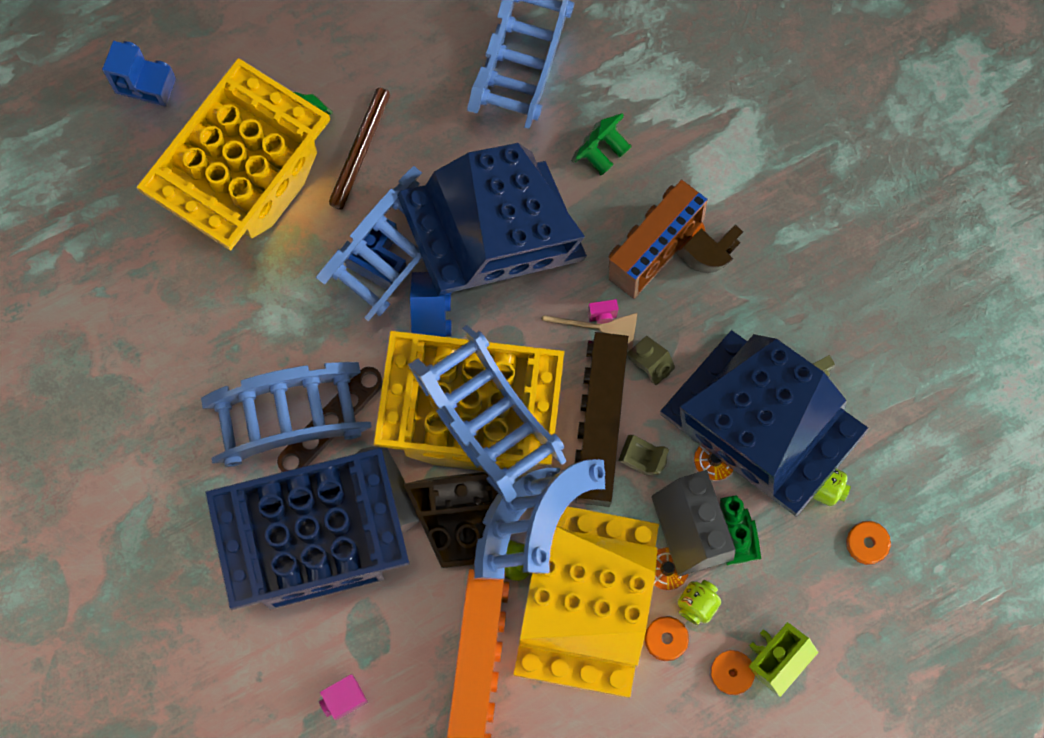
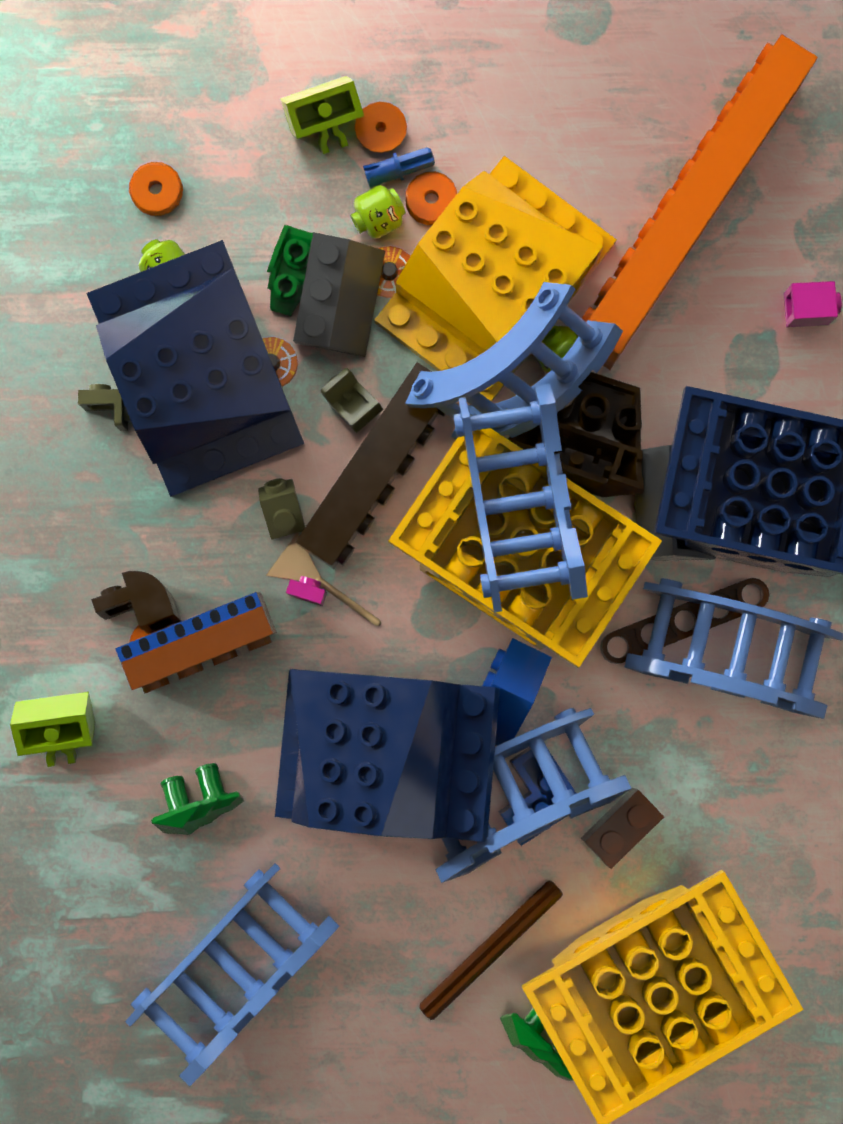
camera: 150 degrees left, 10 degrees up
(308, 260) = (622, 827): none -> reddish brown brick
(703, 648) = (397, 167): none -> blue axle
(721, 145) = (53, 725): none -> lime brick

